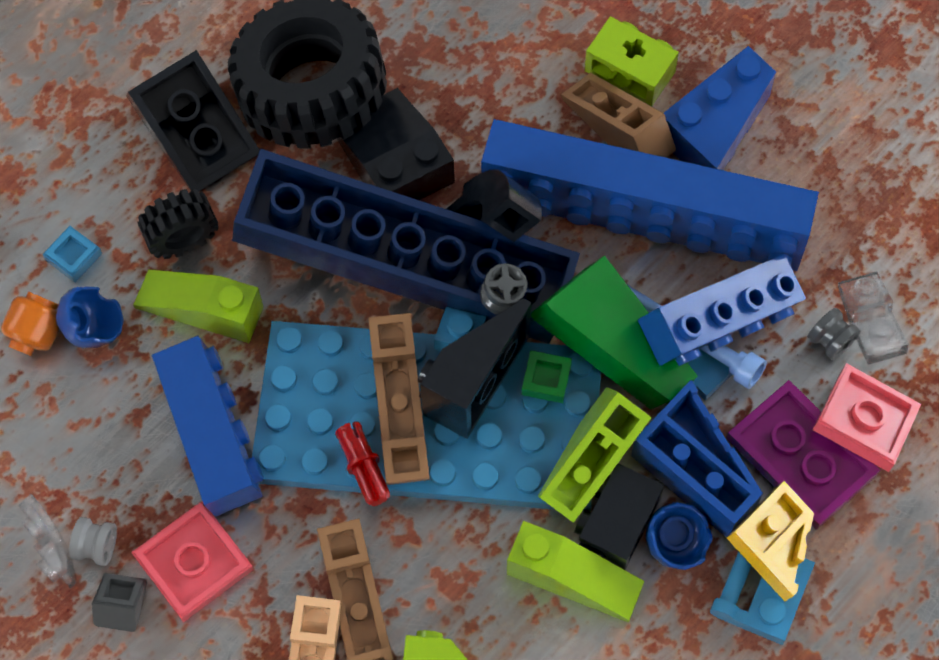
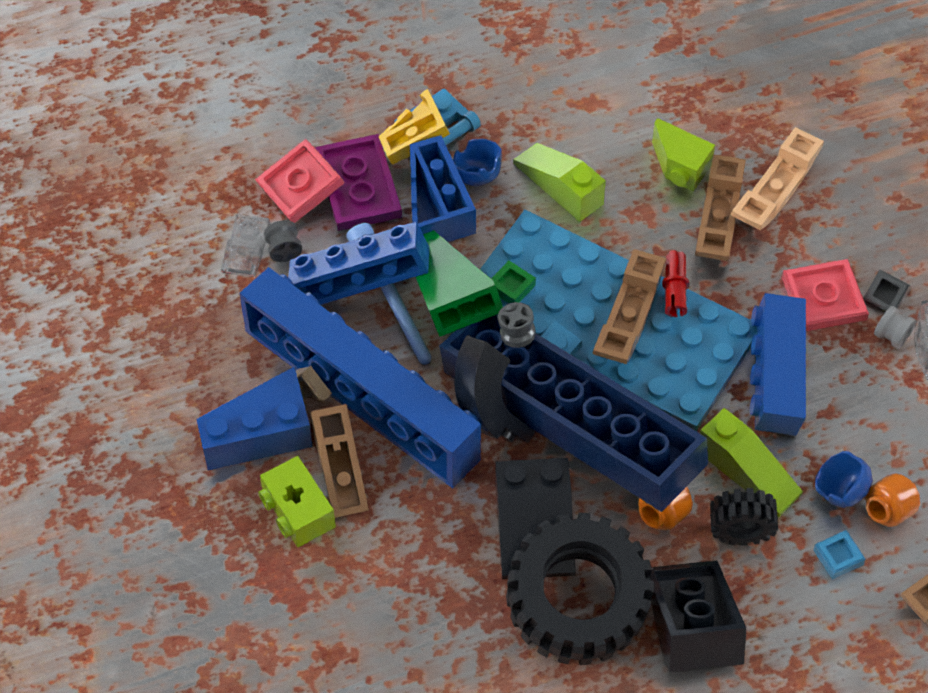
camera: 155 degrees left, 10 degrees down
(472, 368) = (569, 289): black slope -> none
(593, 452) = (500, 224): lime slope -> none
(619, 515) = (507, 192): black brick -> none

